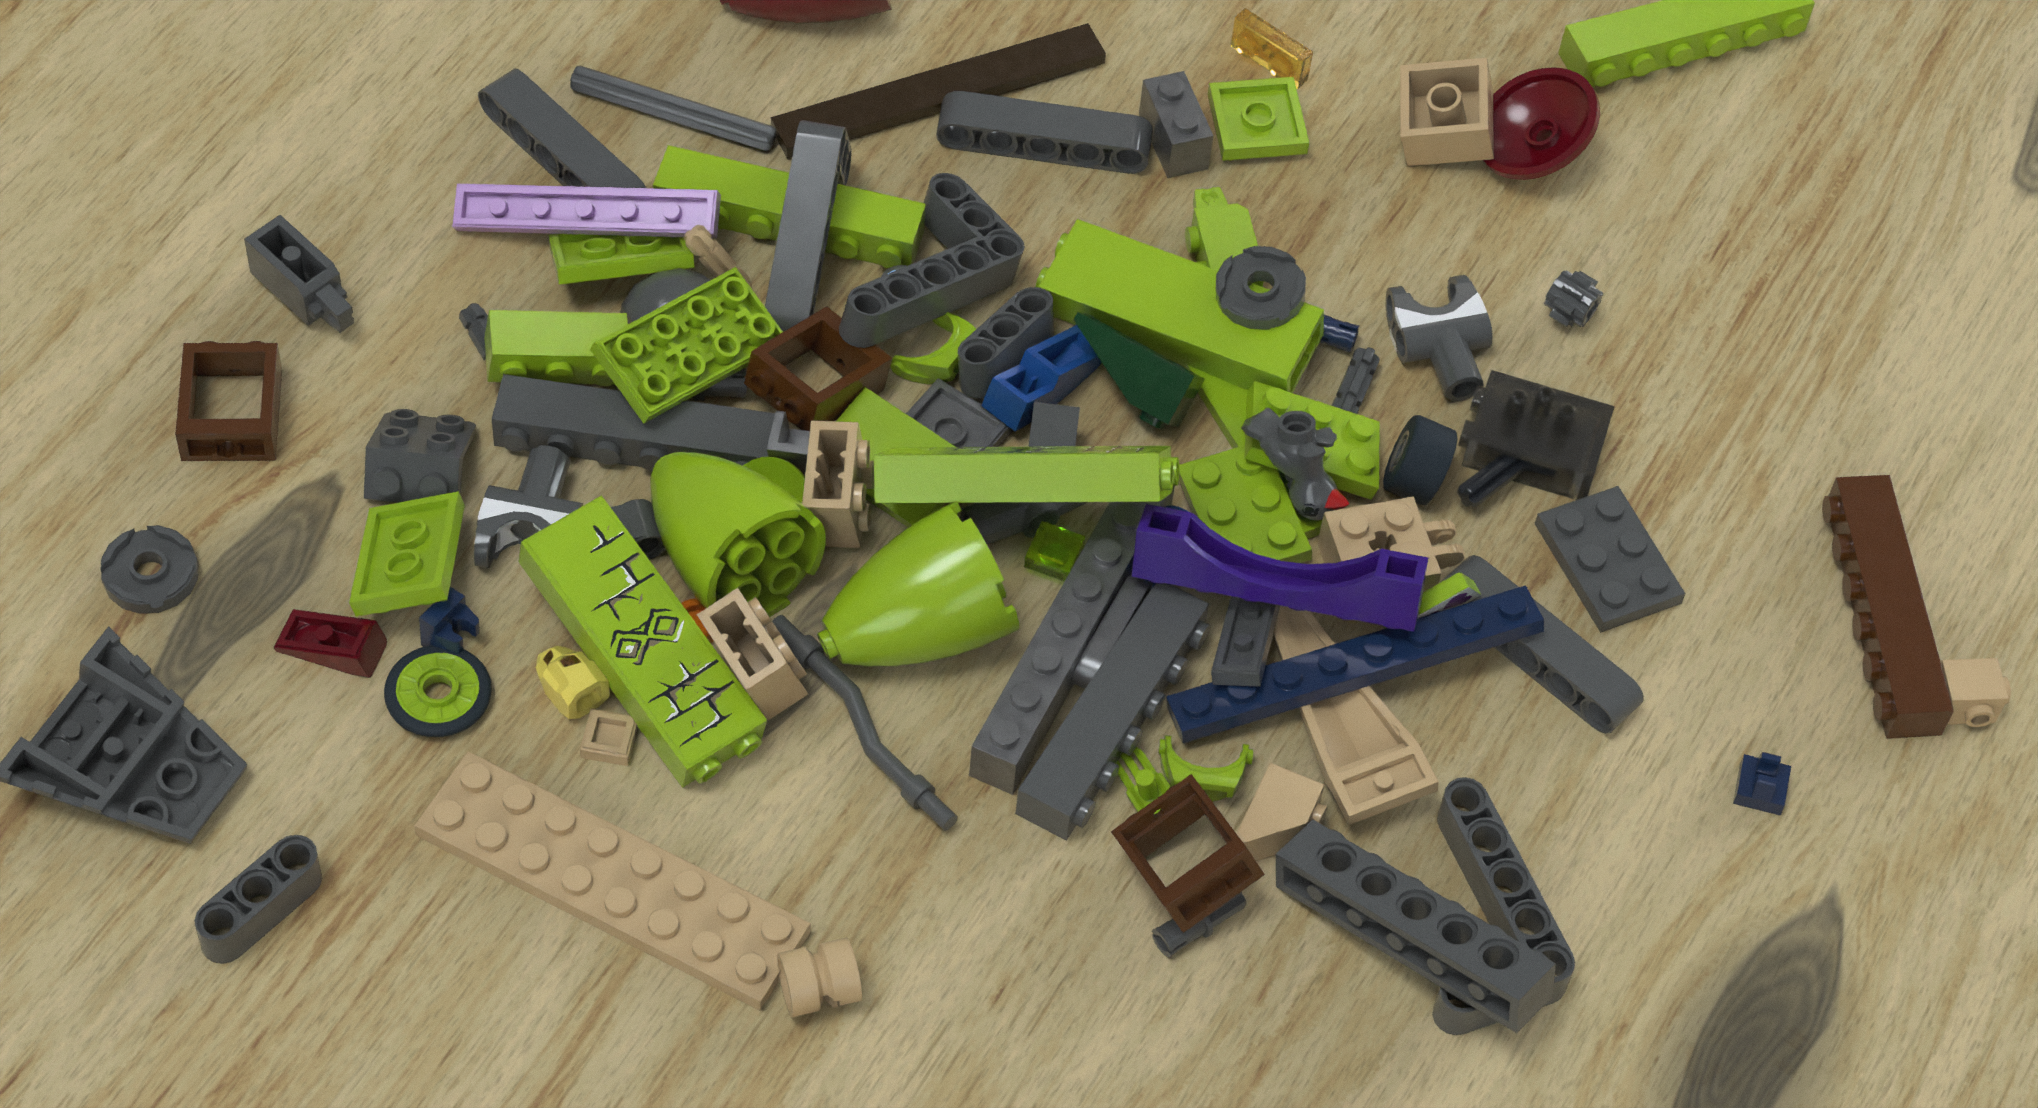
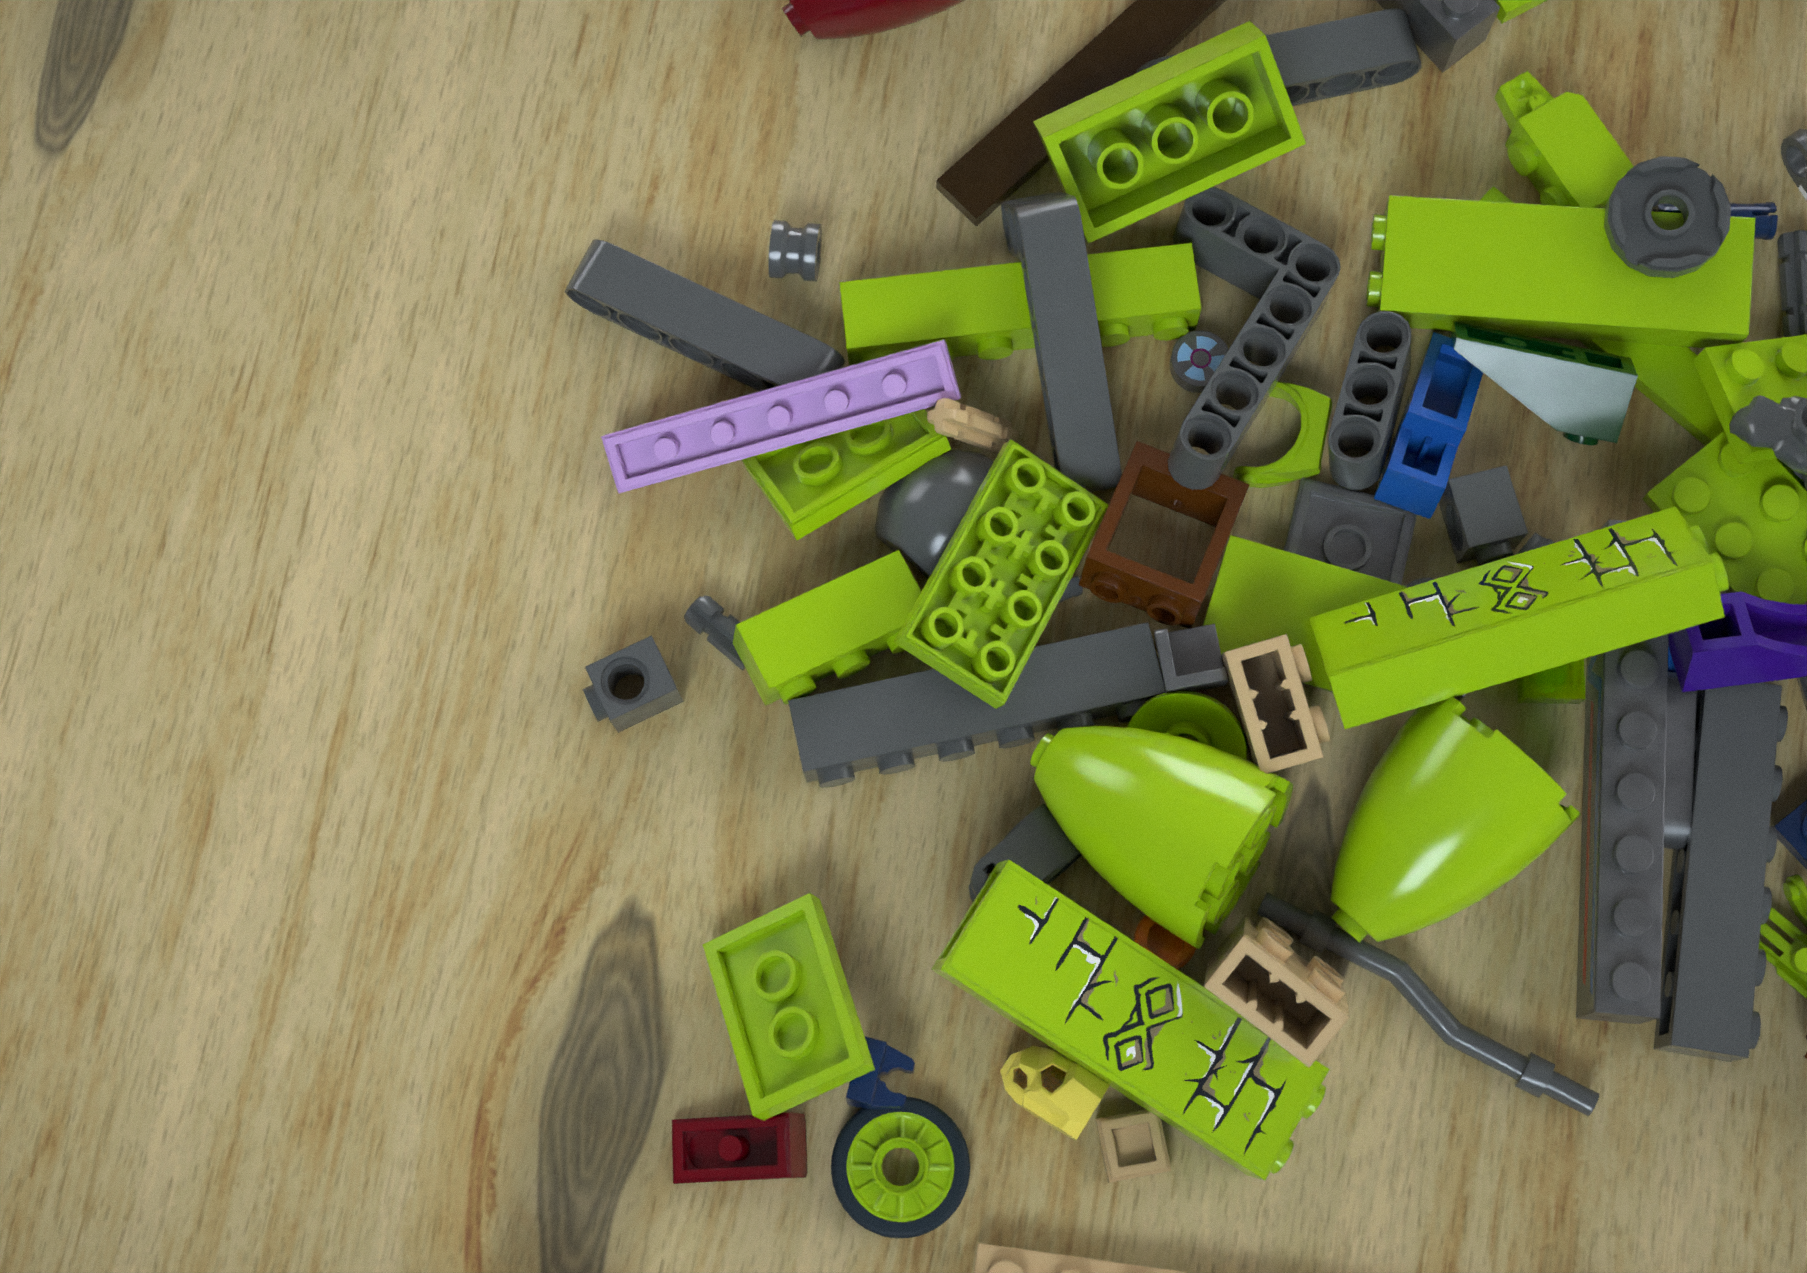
camera: 10 degrees left, 20 degrees up
(155, 591) = (434, 1130): dark grey tile -> none
(248, 437) = (482, 919): reddish brown window -> none
(298, 274) = (468, 650): dark grey hinge -> none
(401, 338) = (637, 659): none -> dark grey brick
(416, 456) = (729, 845): dark grey bracket -> none
(515, 515) = (901, 869): dark grey connector -> none
(650, 124) = (795, 250): none -> dark grey wheel
(673, 108) = (829, 210): dark grey axle -> none
(939, 127) = (1171, 130): none -> lime brick

